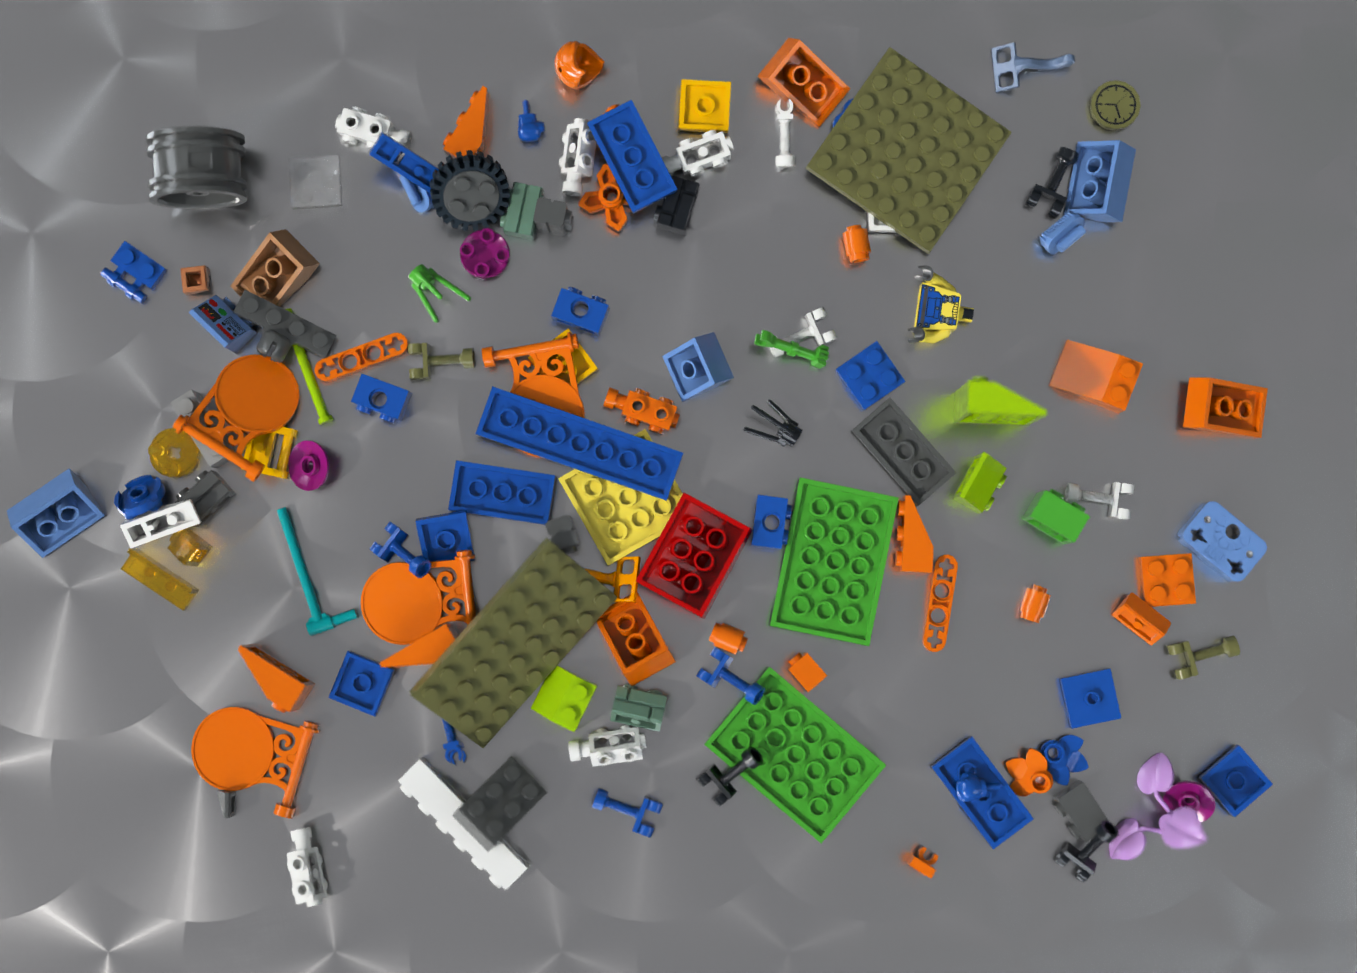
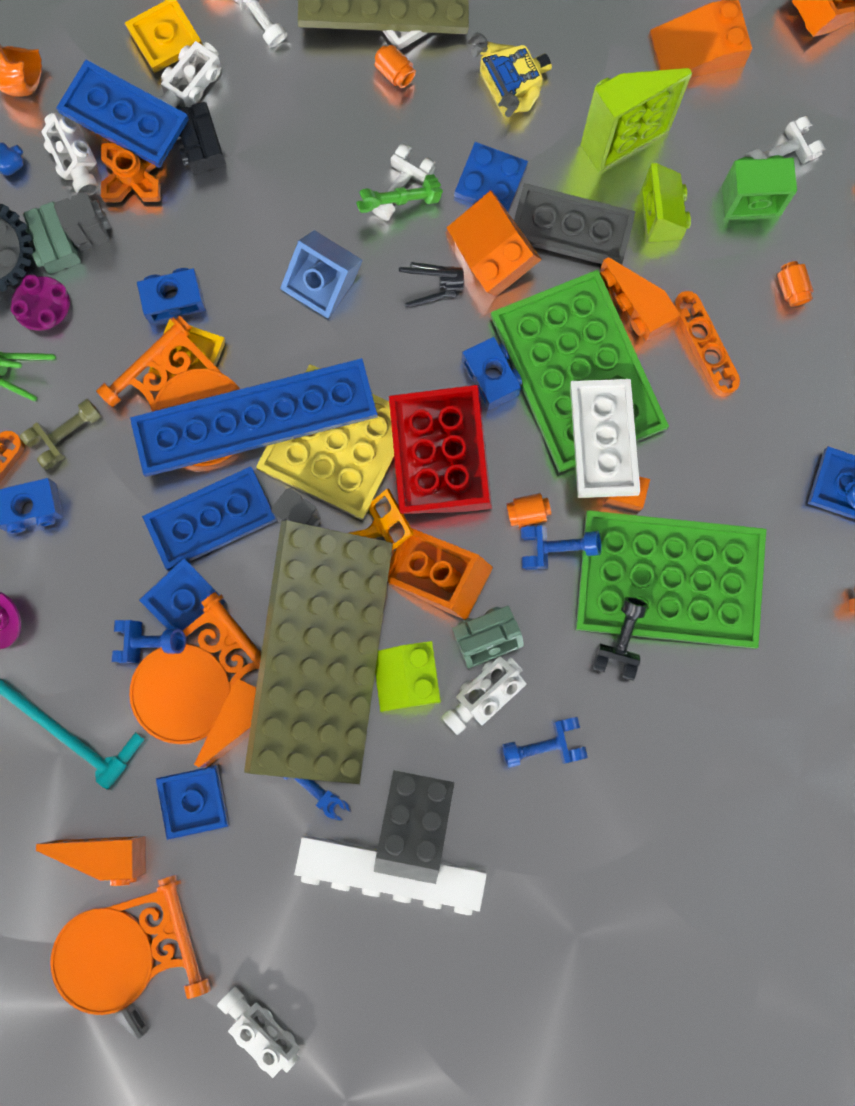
camera: 40 degrees left, 5 degrees down
(648, 412) = (302, 348): orange brick -> none
(814, 625) = (604, 438): none -> white plate
(834, 428) = (493, 244): none -> orange slope

